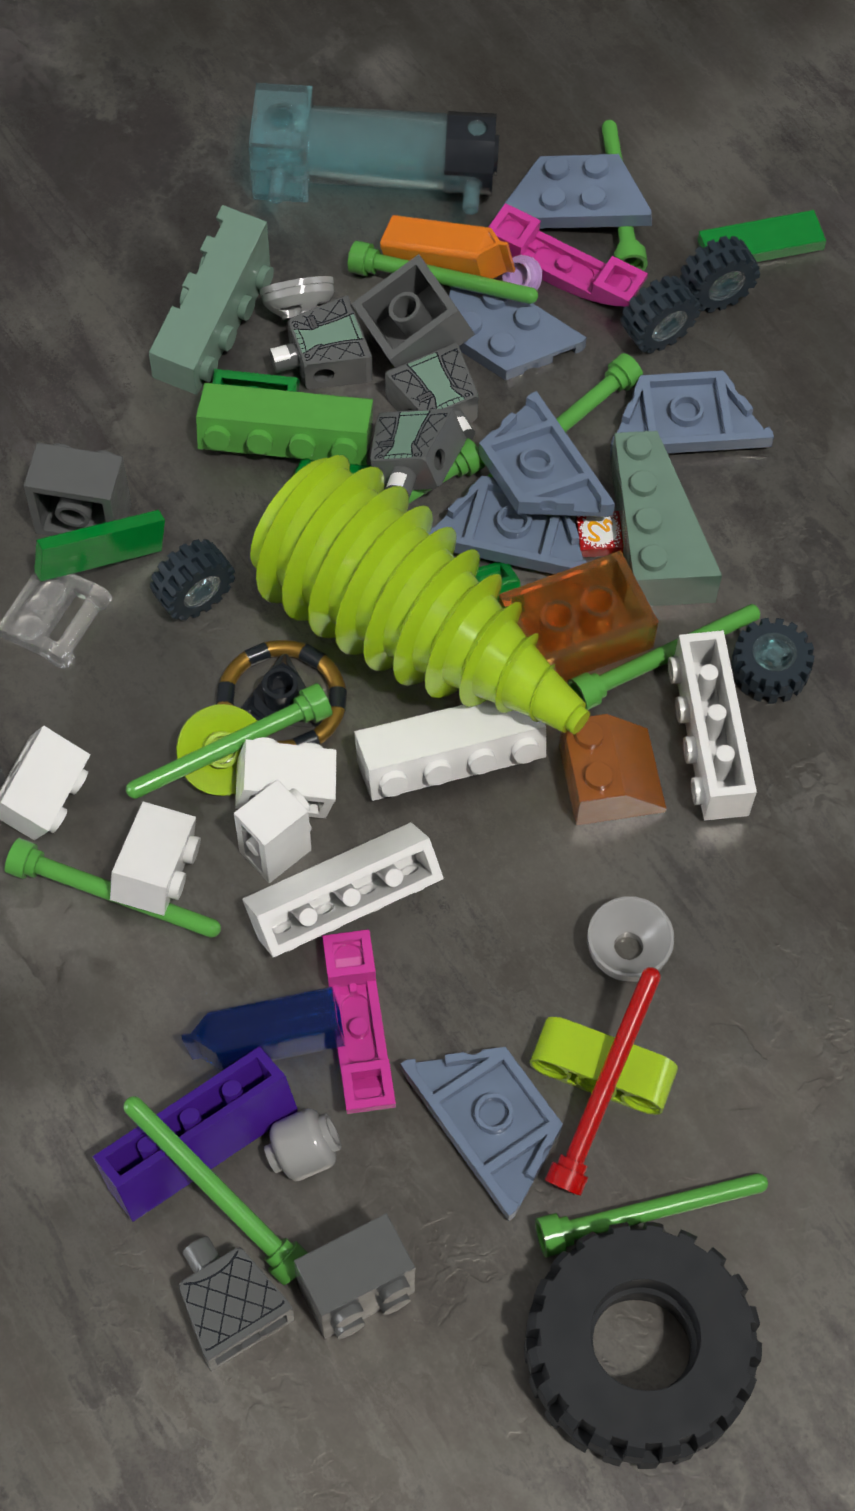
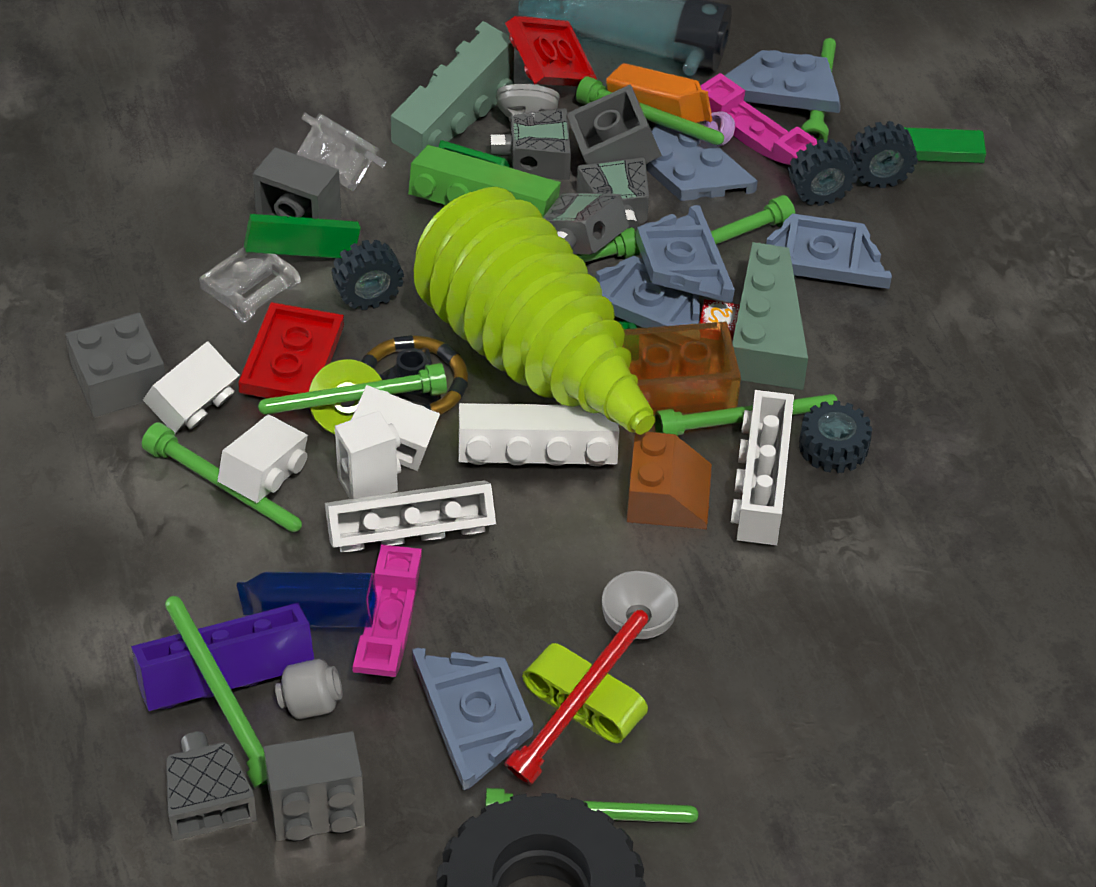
camera: 15 degrees right, 15 degrees down
(99, 414) = (339, 149): none -> clear bracket
(135, 702) = (290, 350): none -> red plate
(308, 224) = (549, 51): none -> red plate

